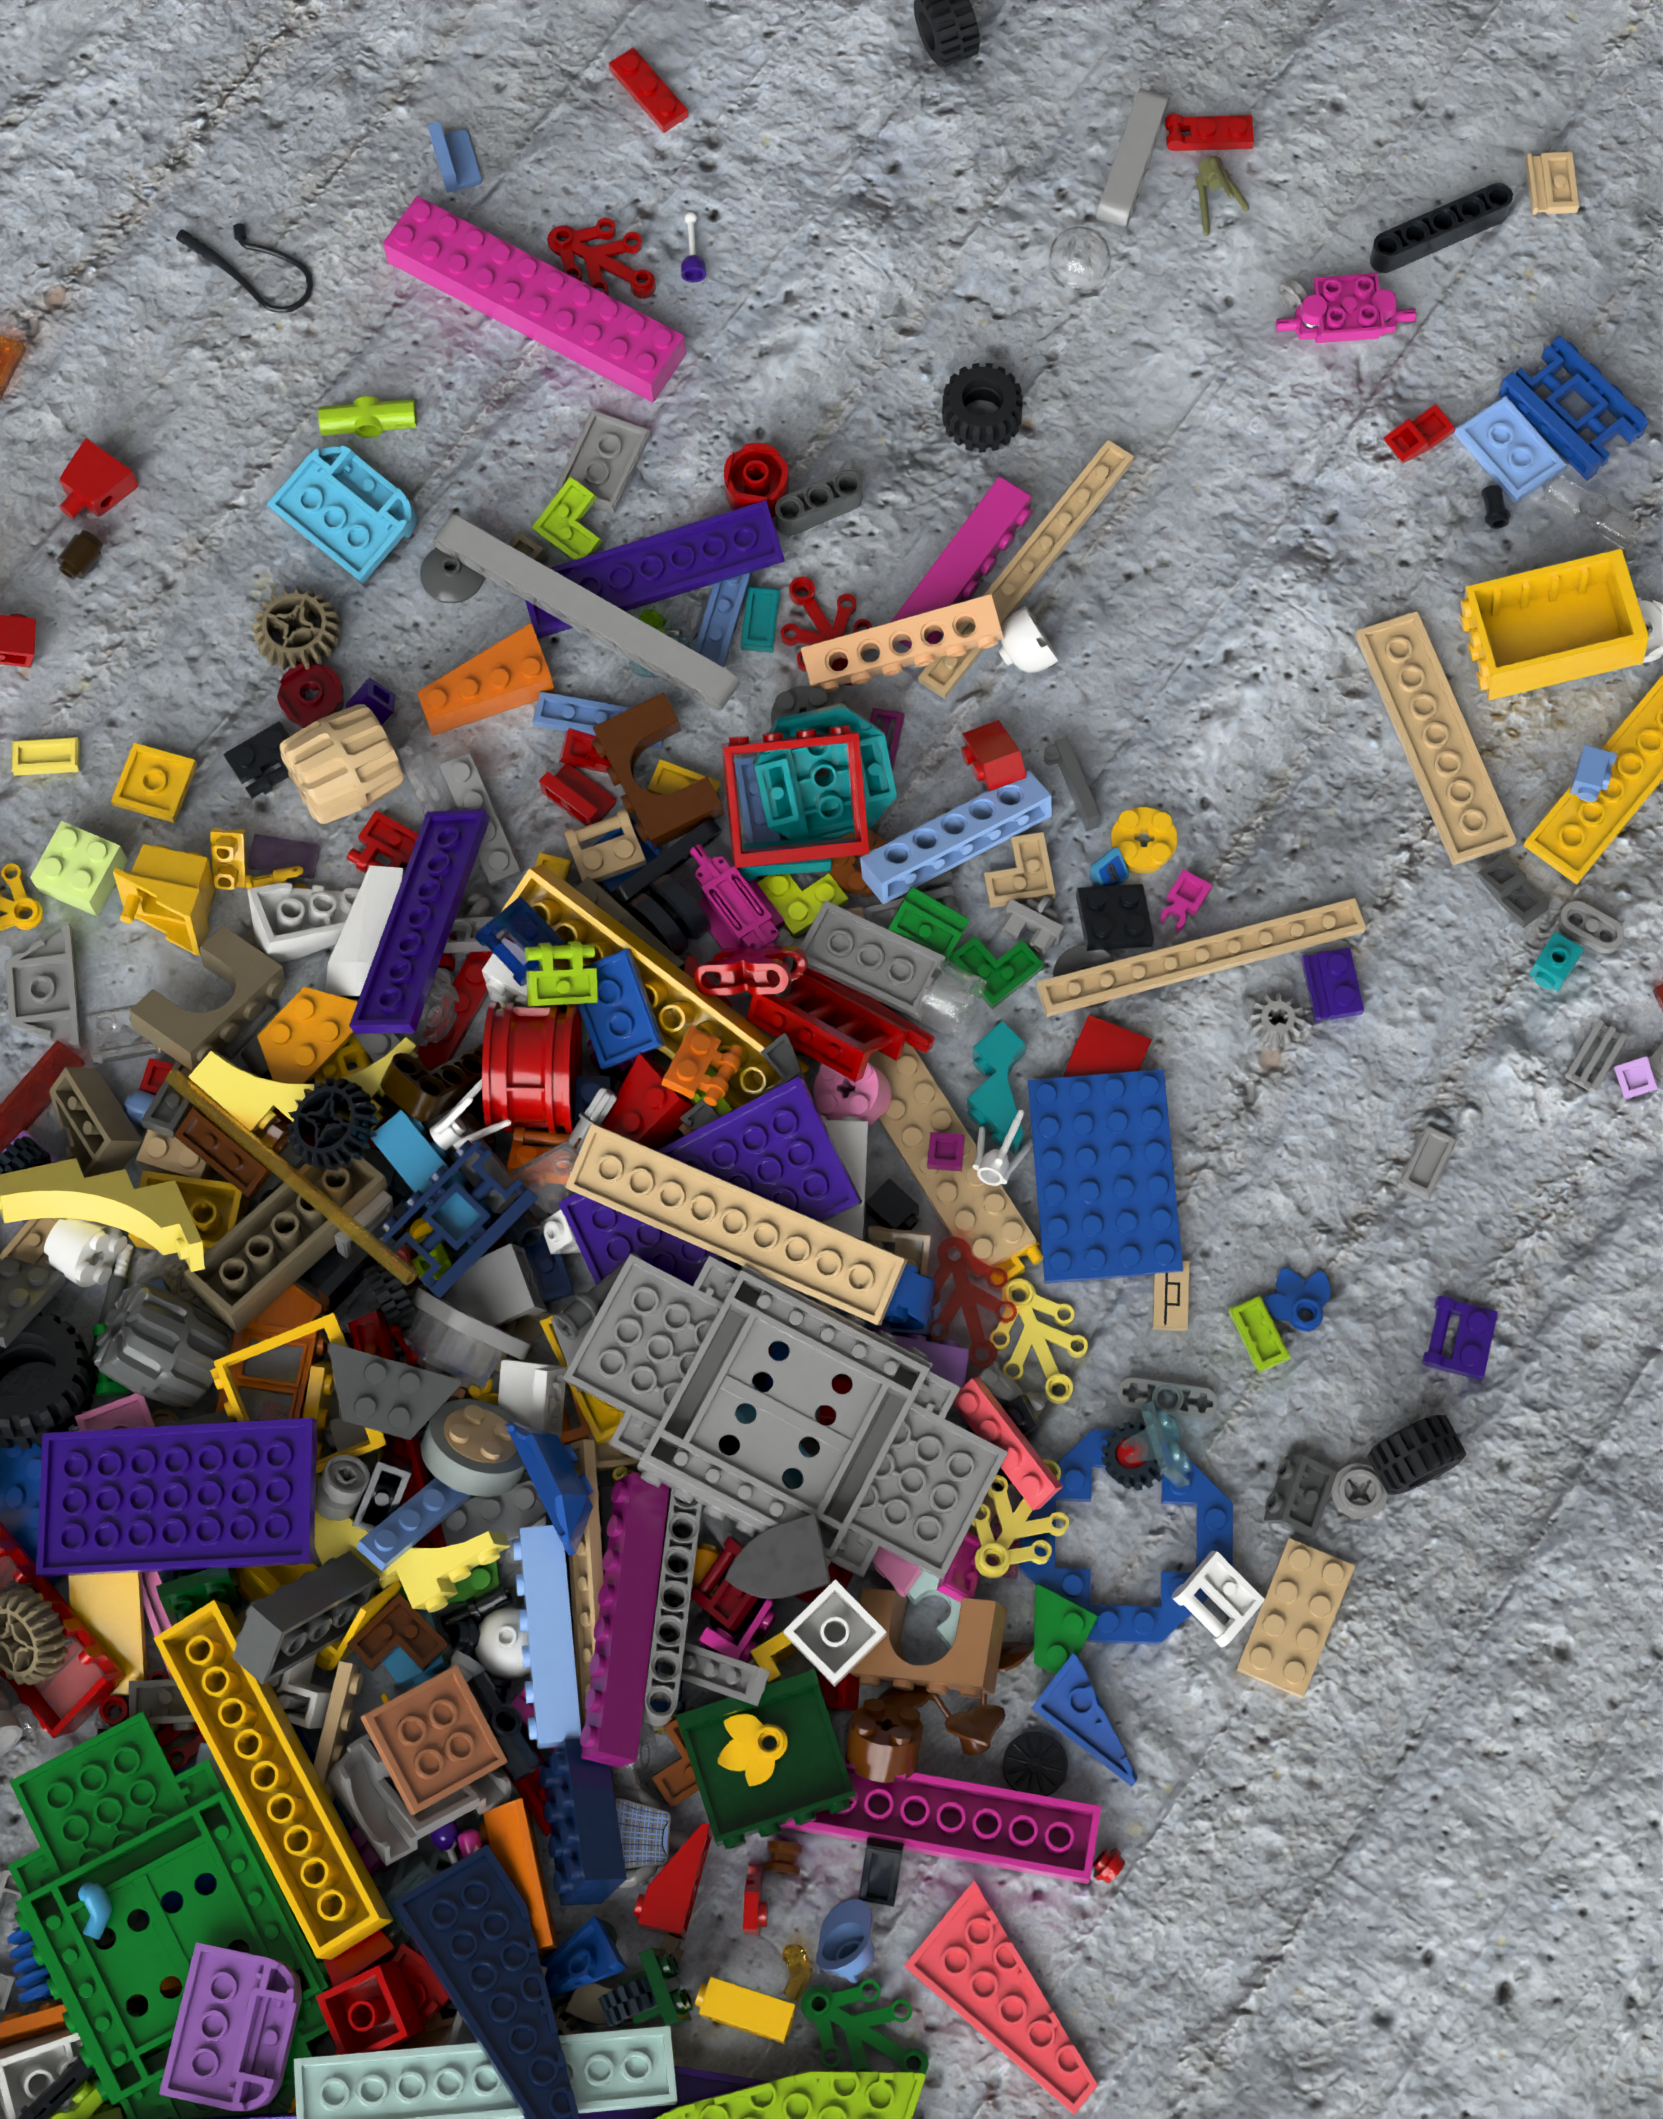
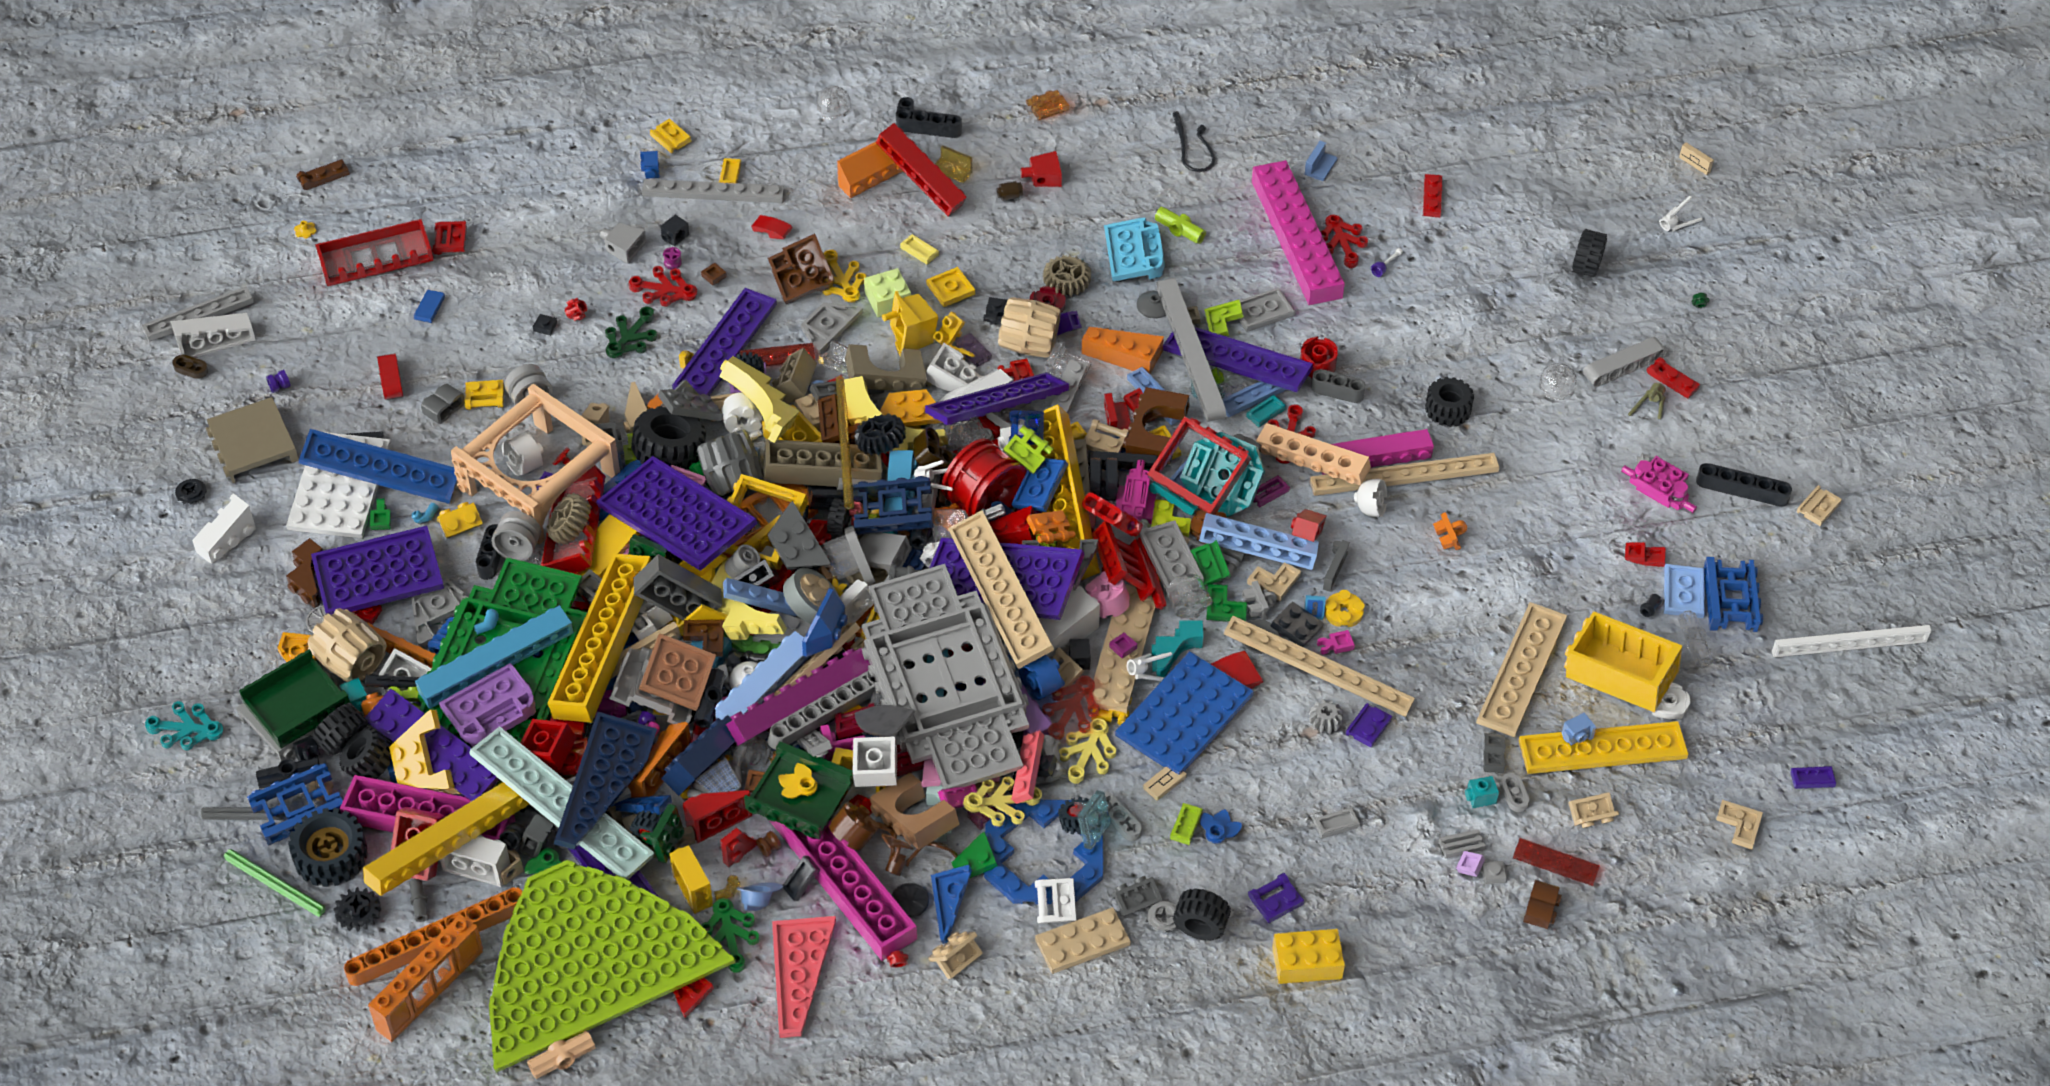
camera: 40 degrees right, 20 degrees down
(162, 1955) = (486, 659): none -> dark azure brick
(1150, 603) = (1454, 529): none -> orange hips
(1168, 1787) = (956, 953): none -> tan bracket
(1580, 1388) = (1308, 956): none -> yellow brick

